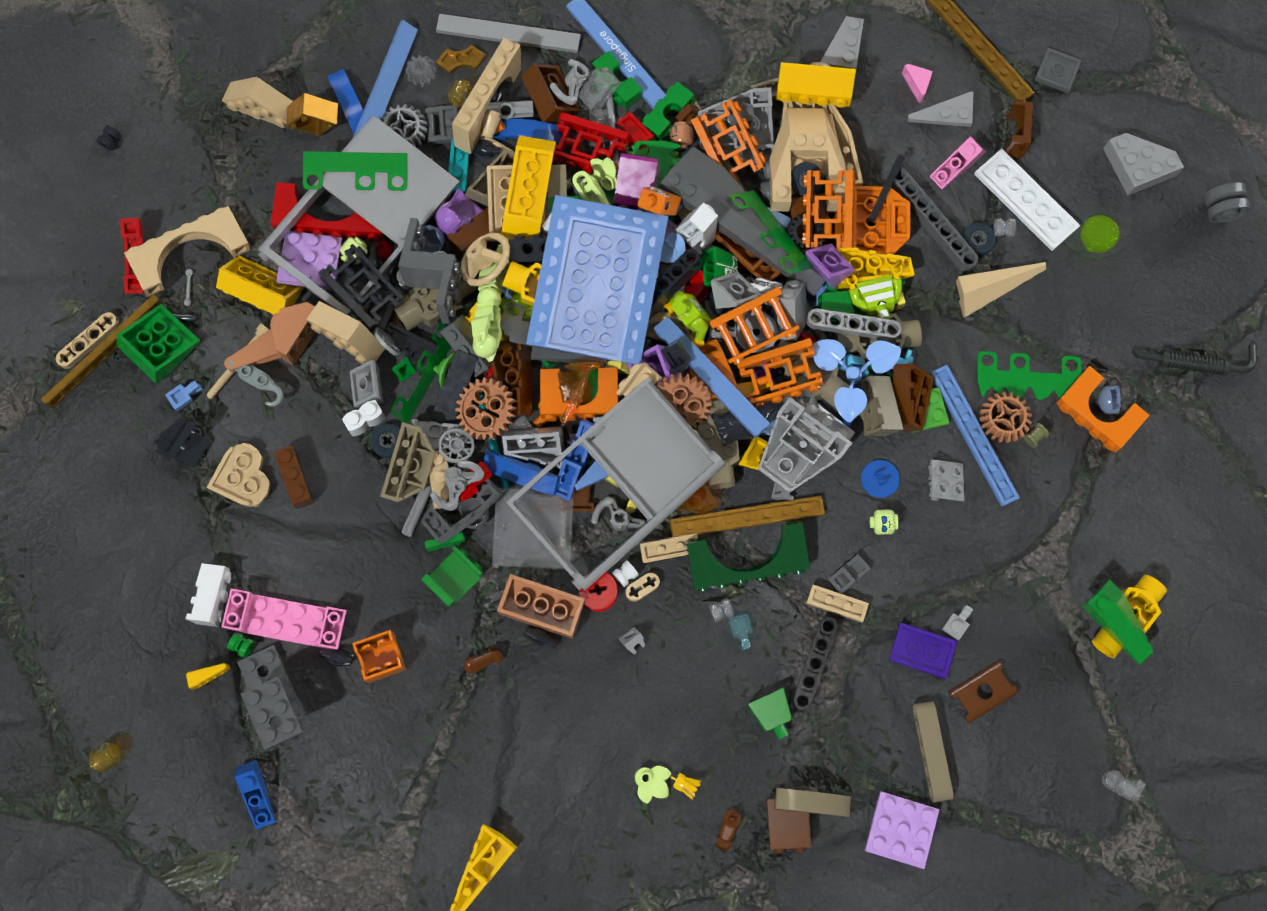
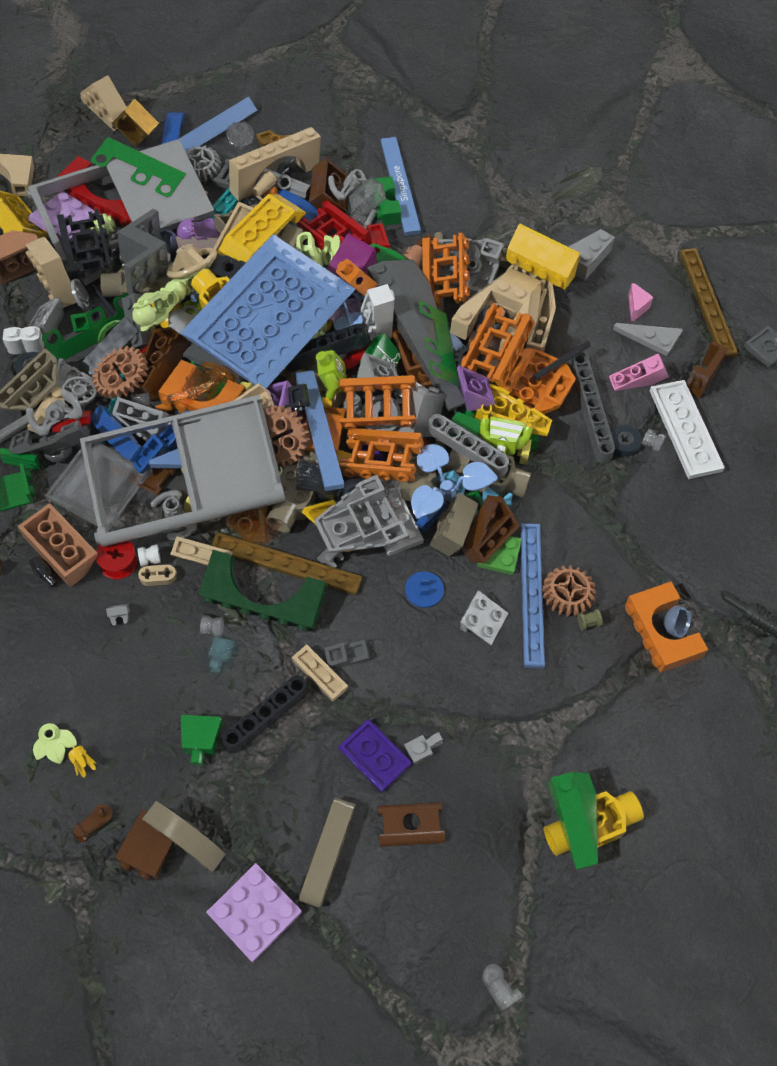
camera: 25 degrees right, 15 degrees down
(519, 34) = (328, 141): light grey tile -> none
(675, 99) = (402, 237): green arch -> none
(884, 522) = (404, 623): yellowish green head -> none
(984, 287) = (610, 478): tan wedge -> none
(1019, 379) = (601, 568): green piece -> none
(1099, 234) = (740, 484): clear neon green tile -> none

